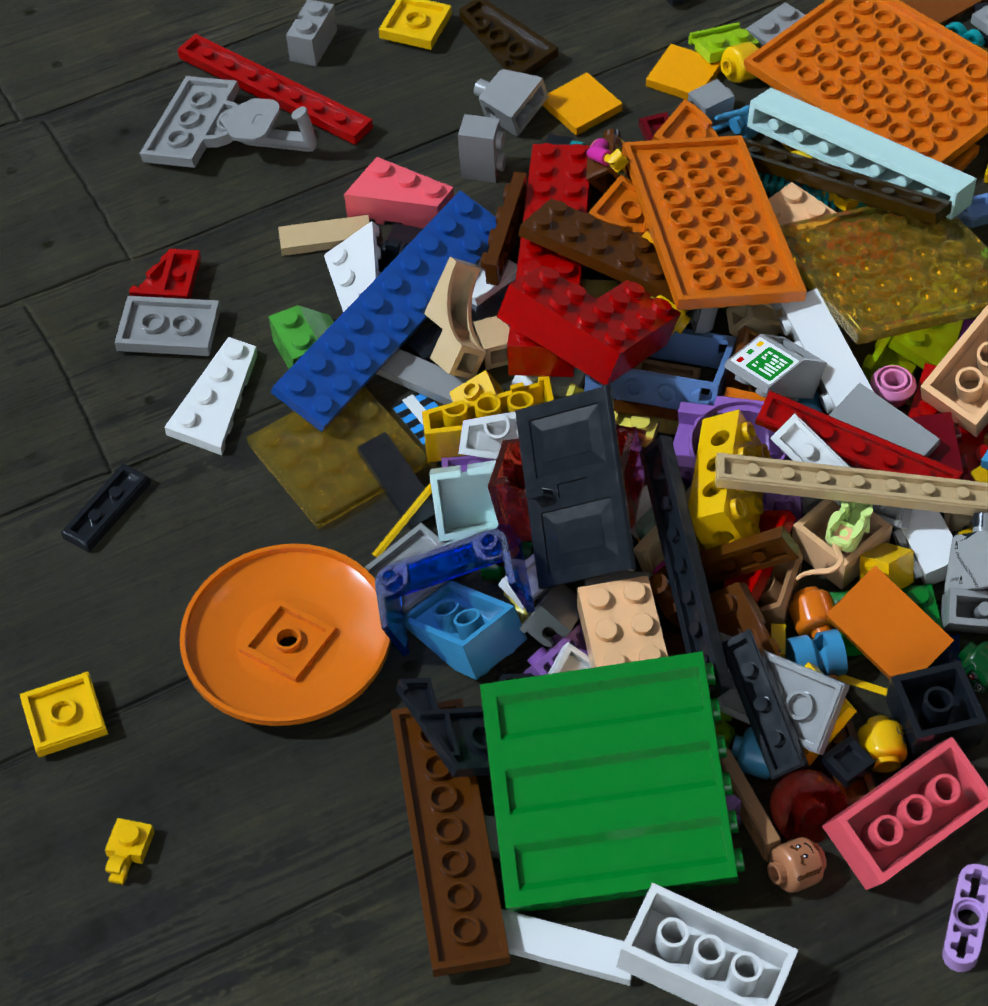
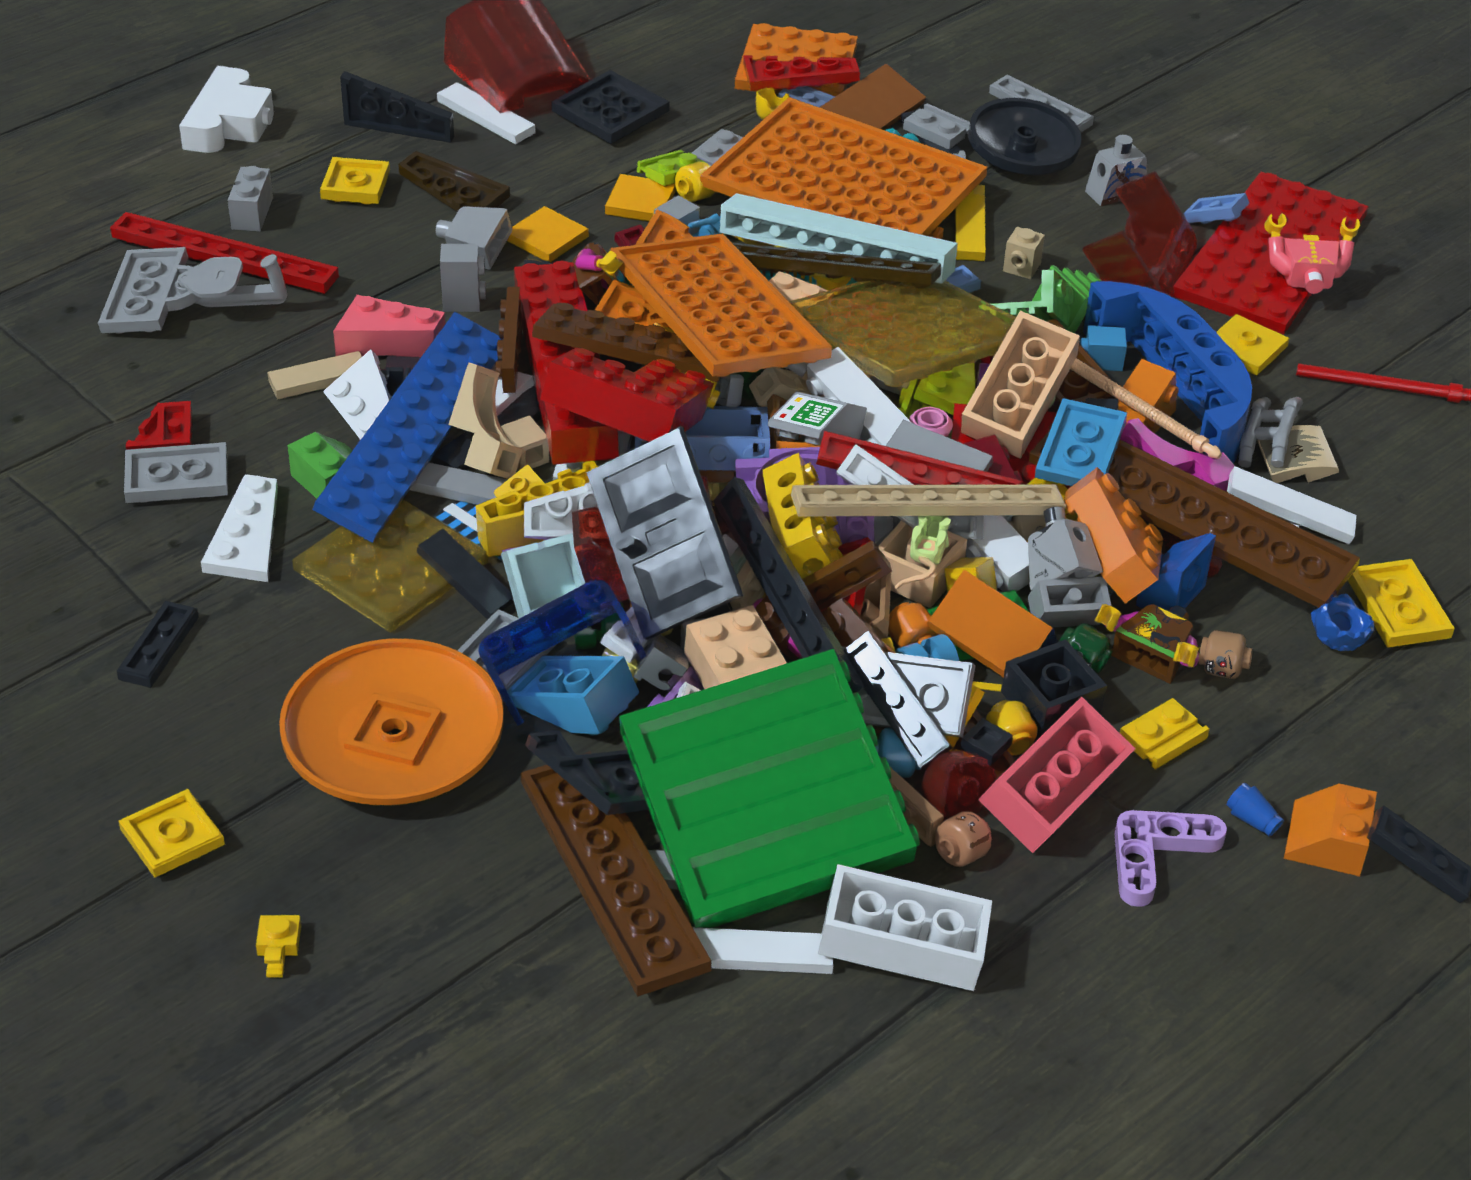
camera: 20 degrees left, 10 degrees down
(403, 521) = (482, 606): yellow piece -> none

